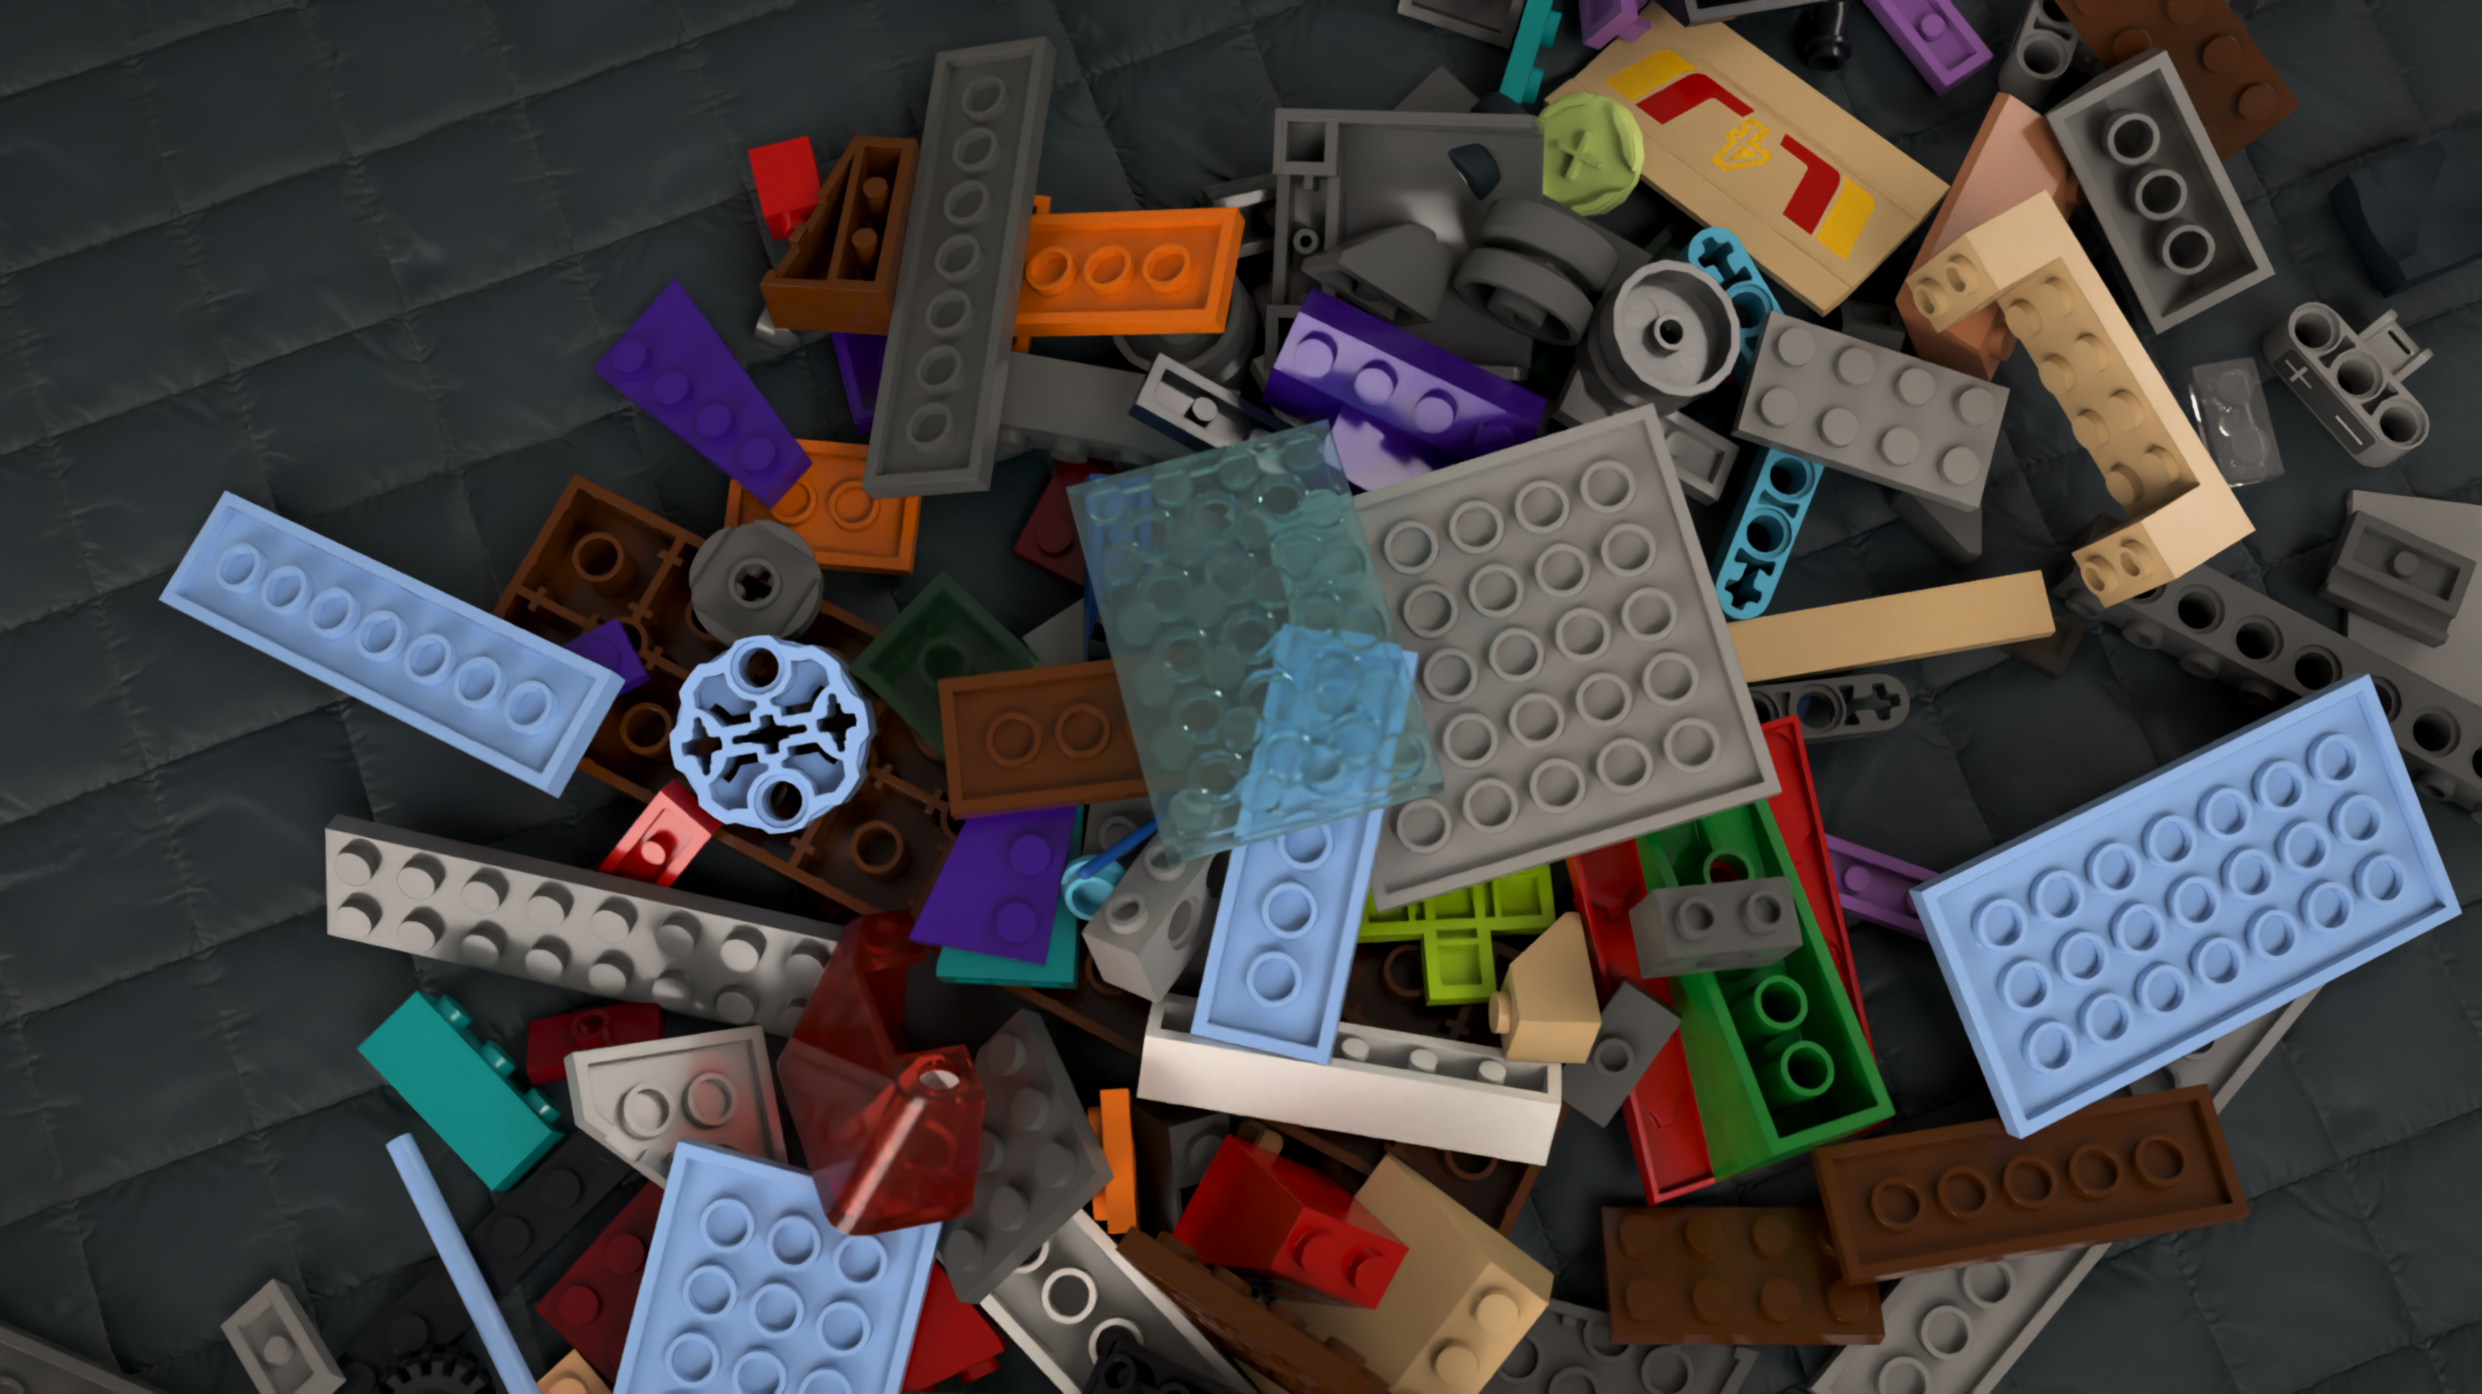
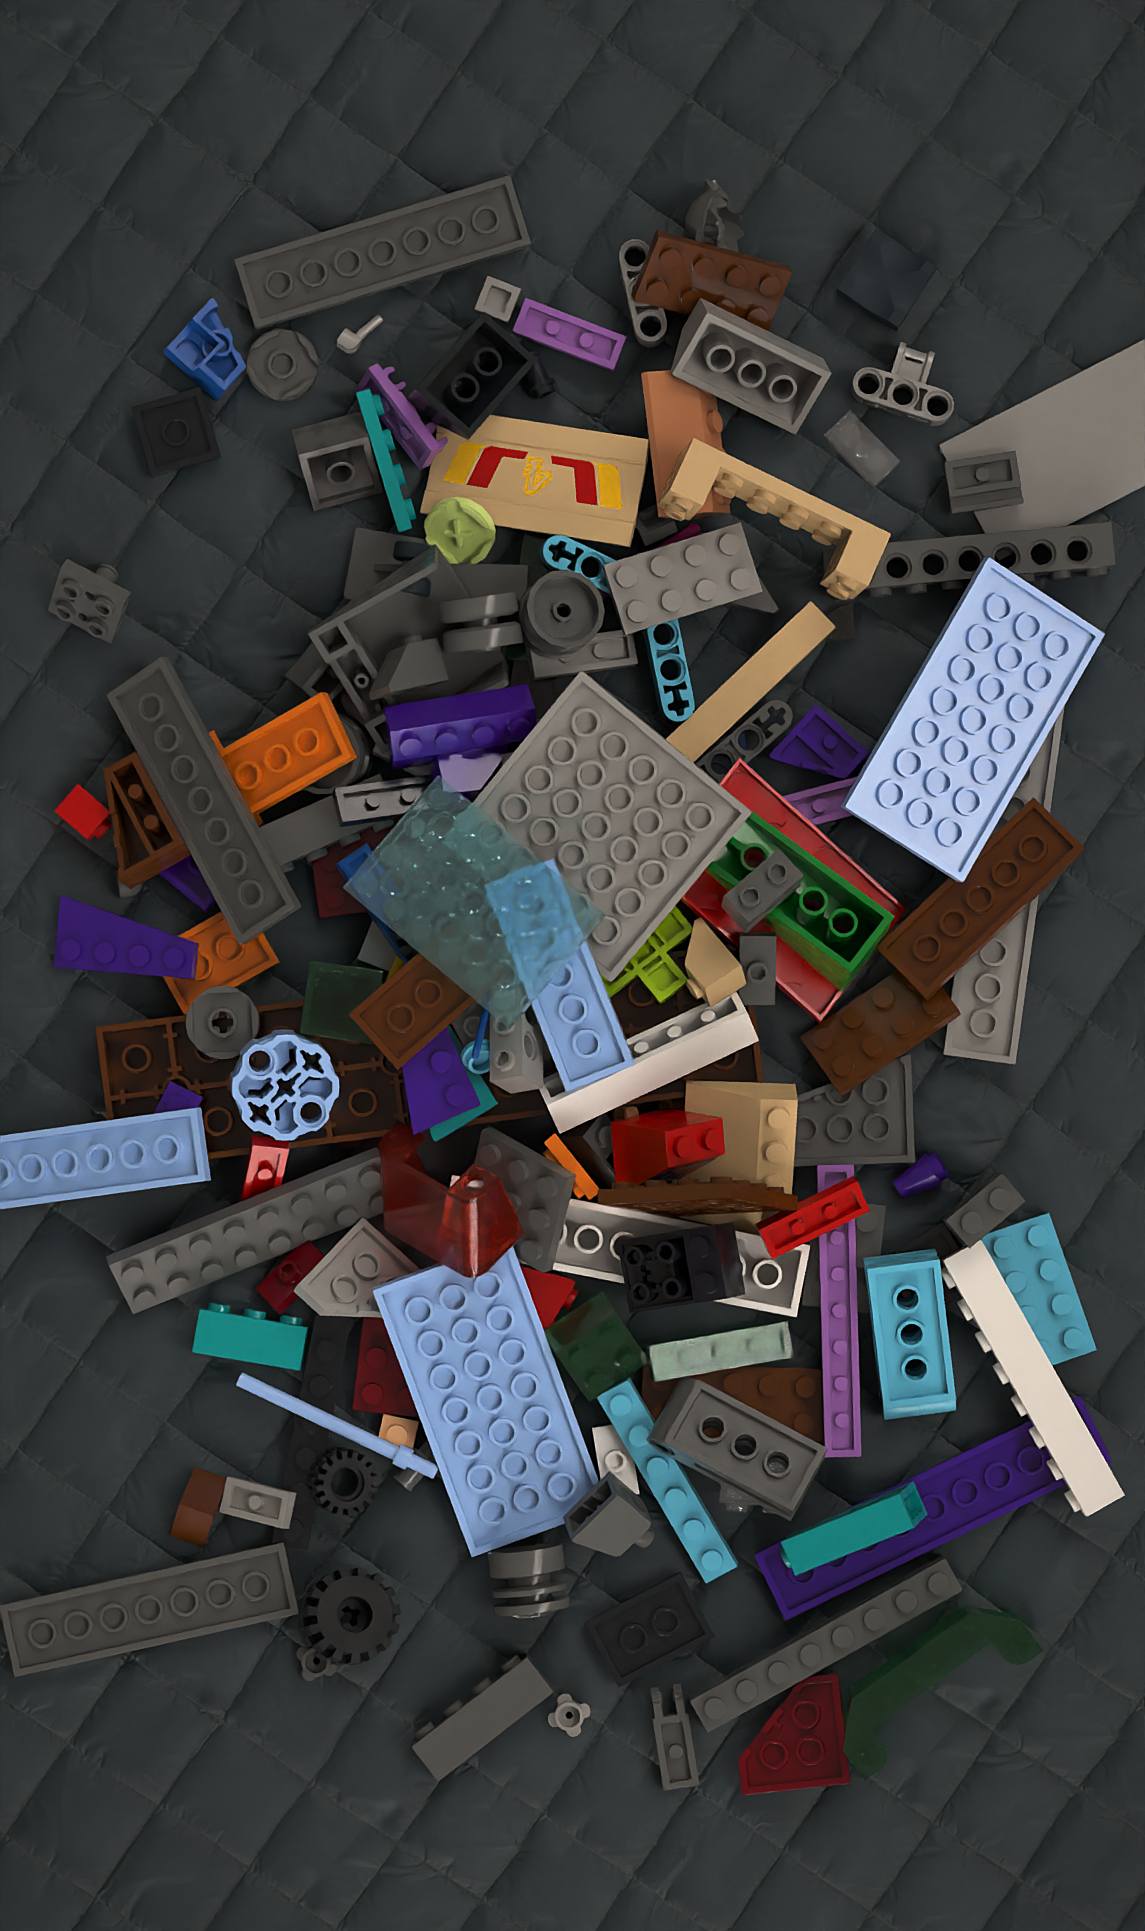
camera: 35 degrees left, 10 degrees up
(199, 1293) = (198, 1507): none -> reddish brown slope
(1910, 795) = (820, 746): none -> dark purple wing

